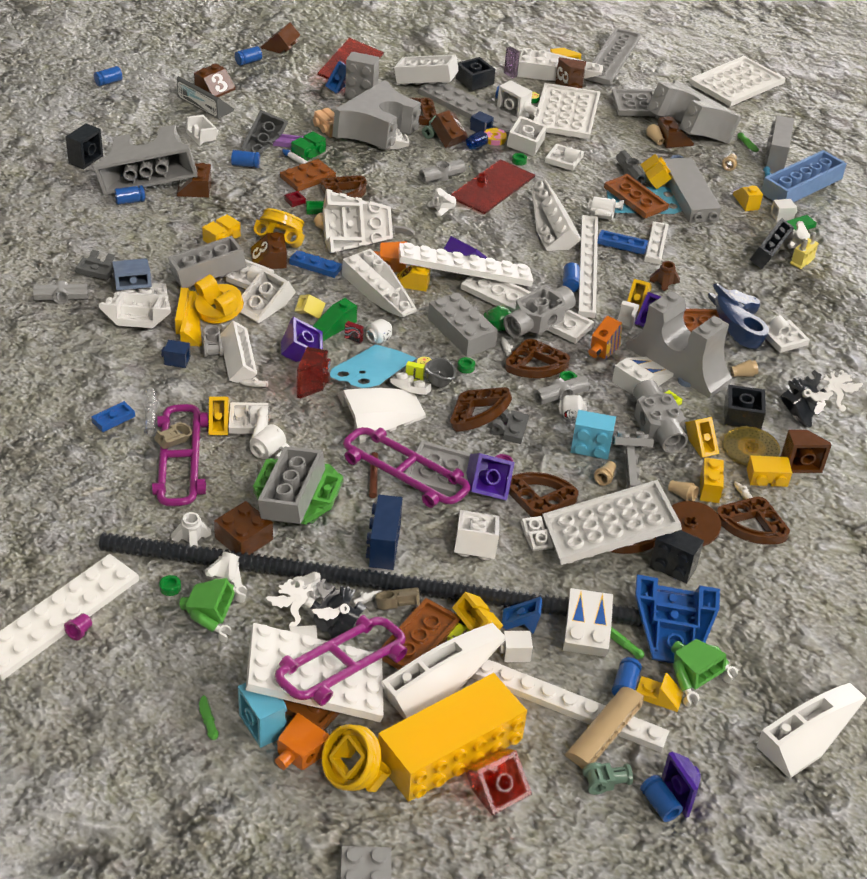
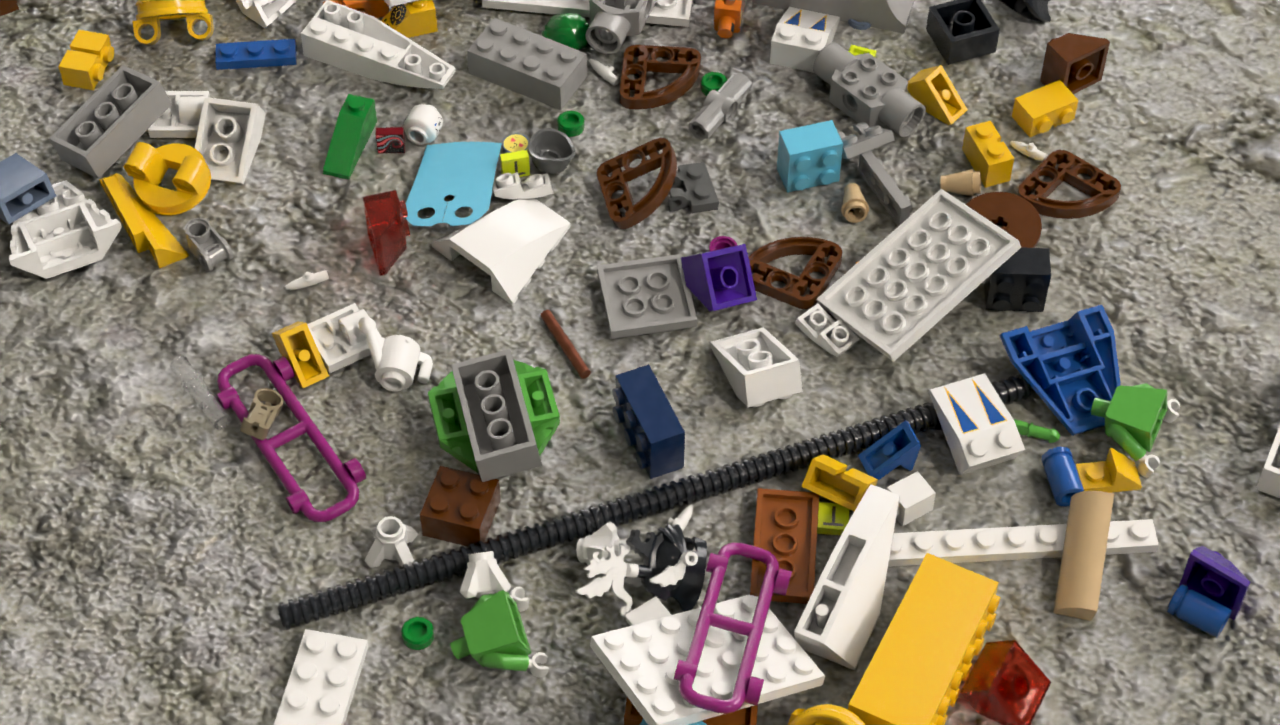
camera: 25 degrees left, 10 degrees up
(113, 416) = (153, 424): blue plate -> none
(176, 353) = (169, 285): dark blue brick -> none
(238, 353) = (255, 245): white brick -> none
(270, 251) = (181, 62): reddish brown slope -> none
(298, 337) = (332, 188): dark purple slope -> none
(310, 305) = (300, 126): light yellow panel -> none
(394, 598) = (725, 504): dark tan piece -> none
(431, 496) = (669, 341): magenta bar -> none
(570, 405) = (752, 125): white head -> none
(605, 777) = (1121, 617): sand green connector -> none
(748, 441) = (982, 79): clear yellow piece -> none

